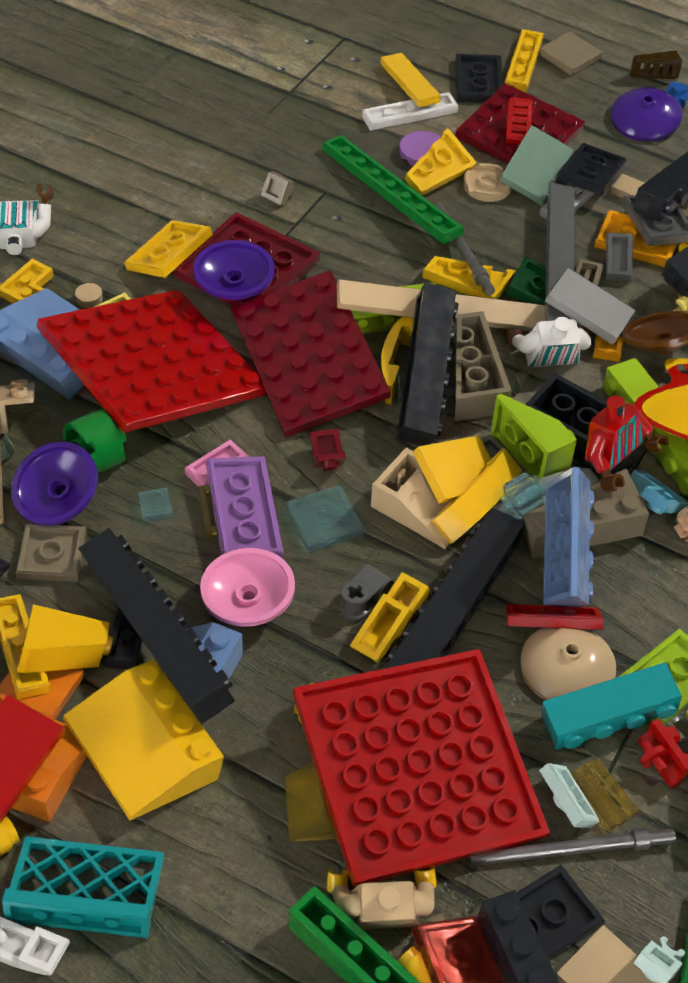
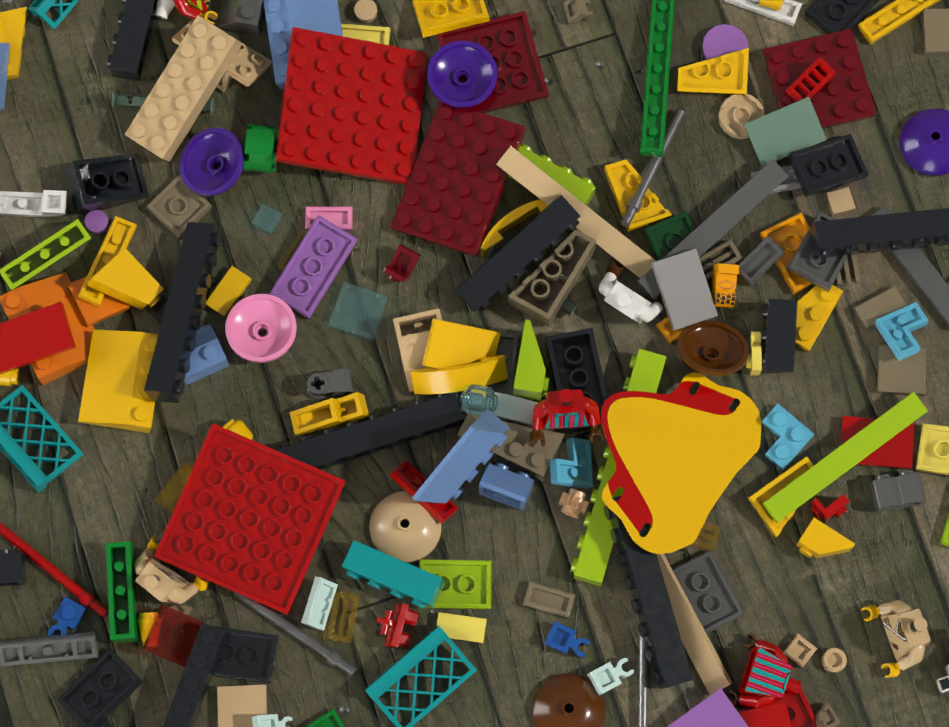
camera: 45 degrees right, 25 degrees up
(178, 586) = (228, 291): none -> yellow tile
(613, 282) = (724, 284): none -> light orange leg
(626, 554) = (506, 486): none -> medium blue slope

